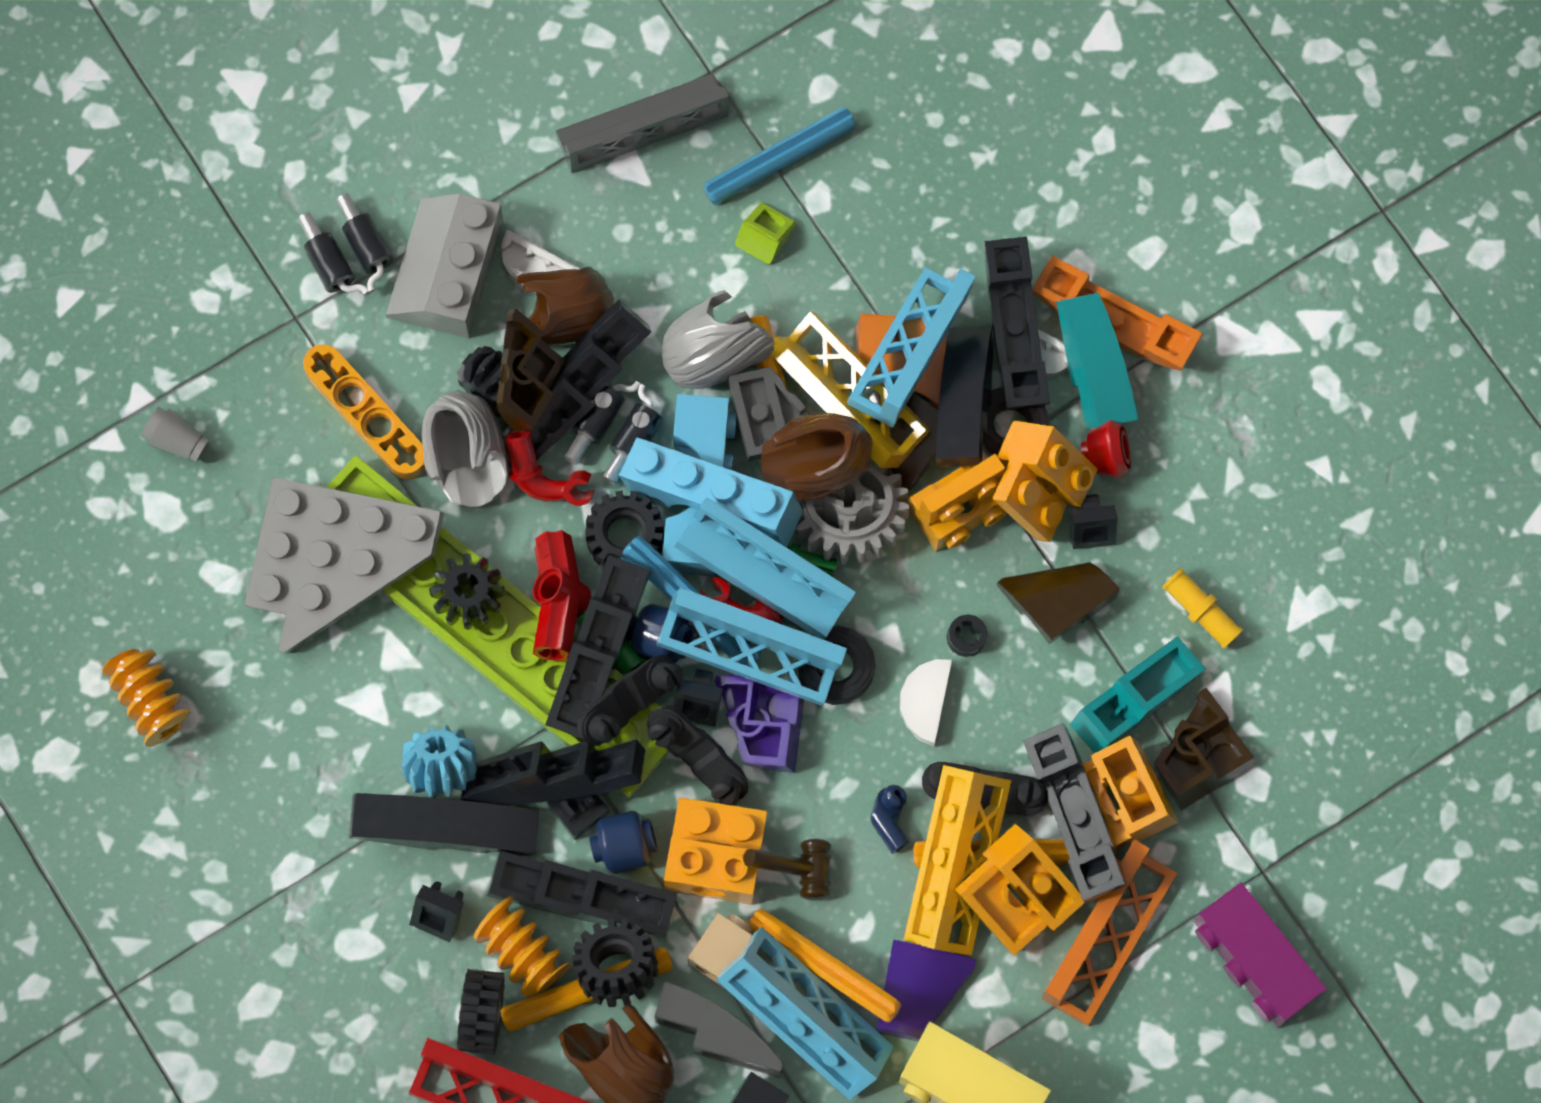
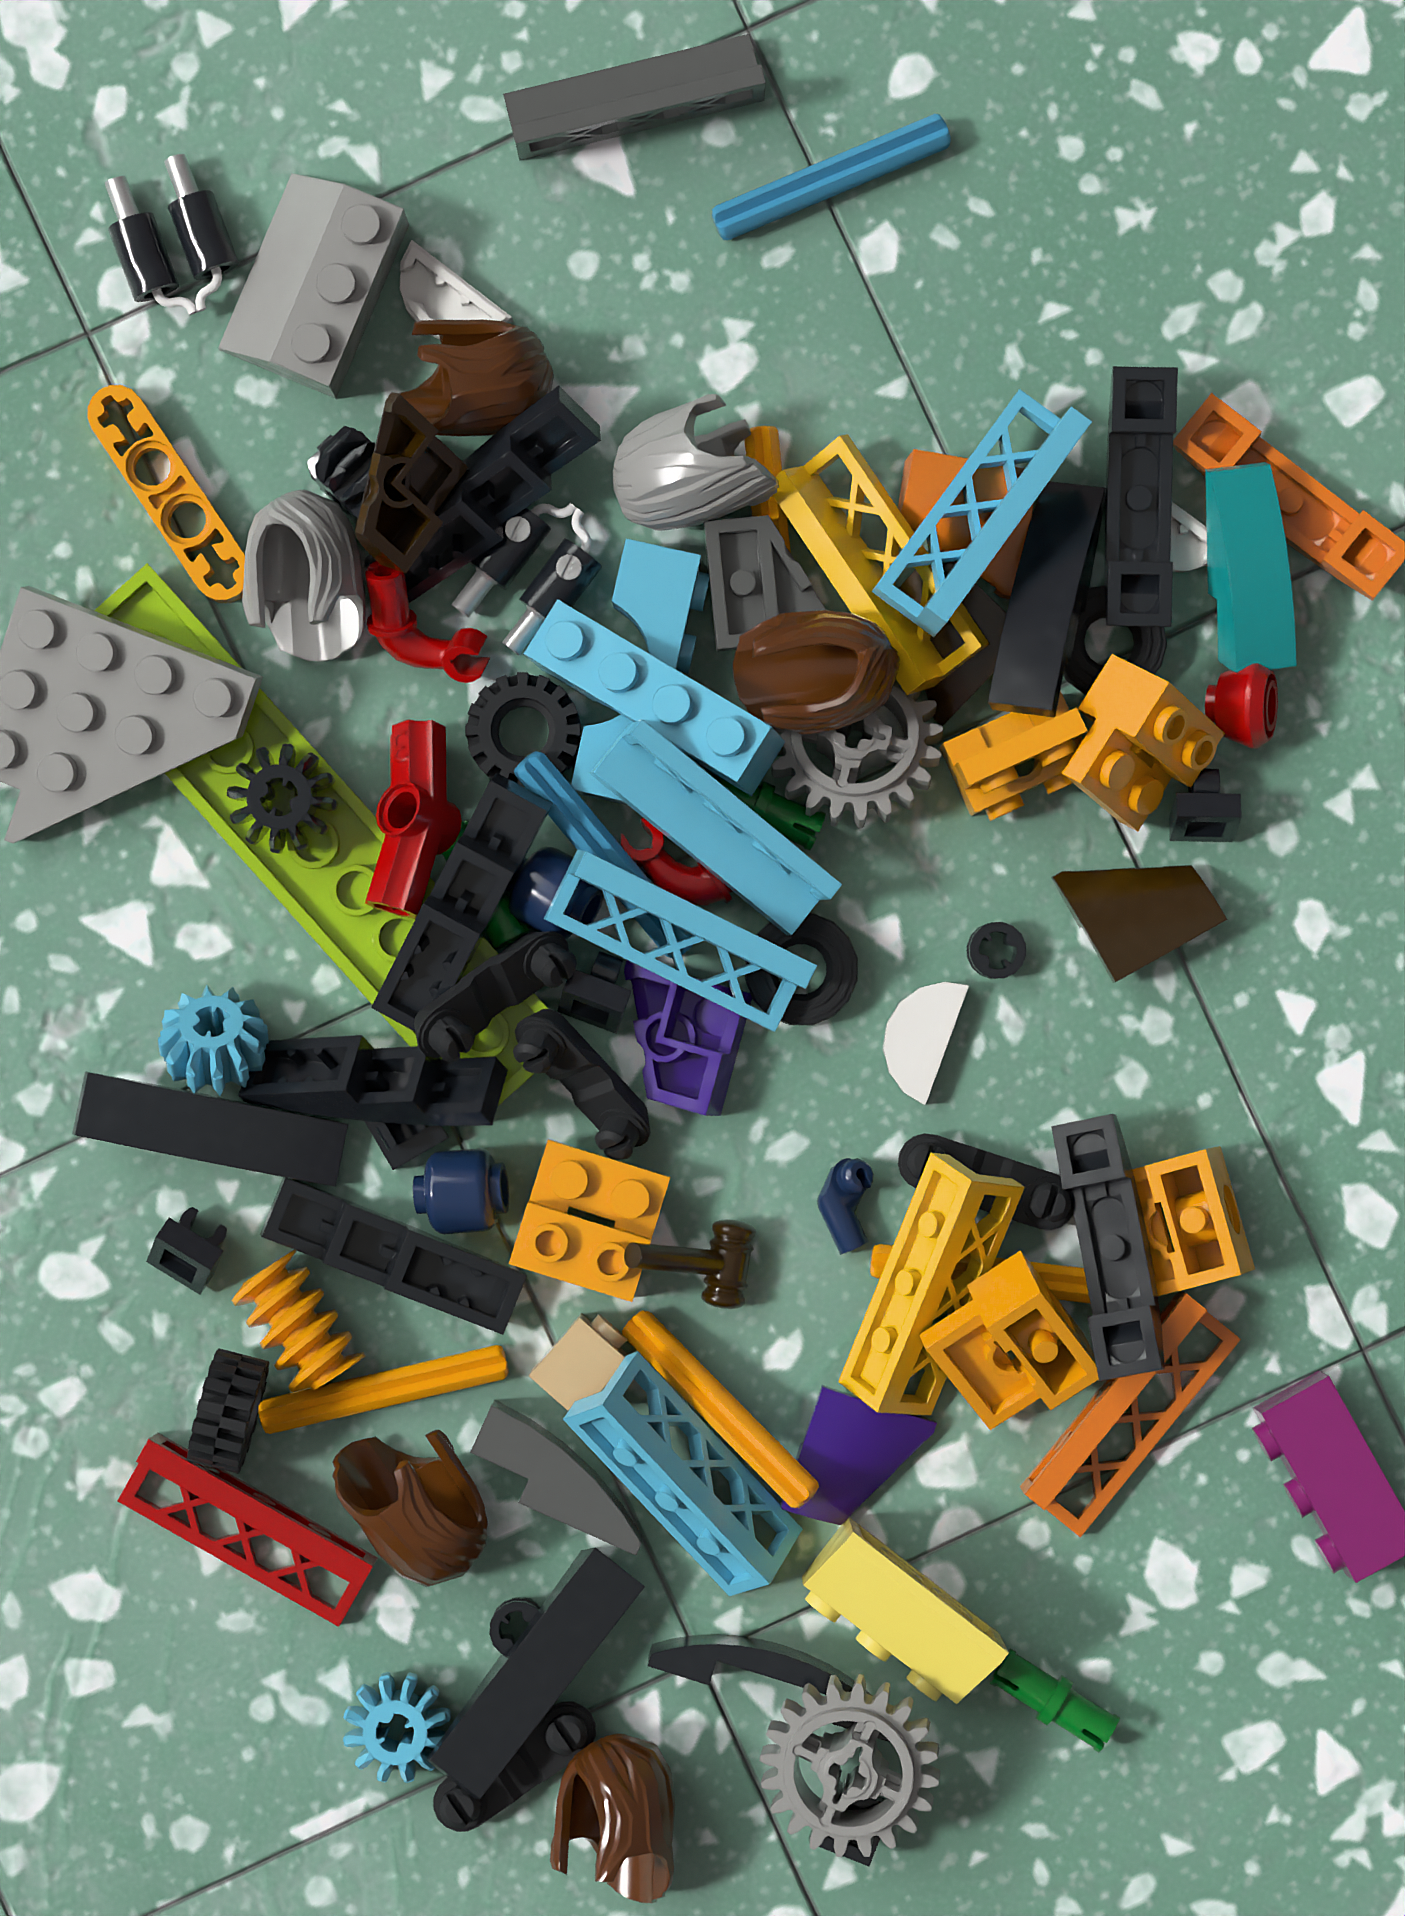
camera: 10 degrees right, 15 degrees up
(609, 942) = (408, 1336): black tyre -> none
(764, 233) = (792, 294): lime slope -> none
(1137, 695) = (1227, 1076): teal slope -> none
(1202, 608) = (1342, 958): yellow pin -> none
(1202, 753) = (1306, 1169): dark brown slope -> none

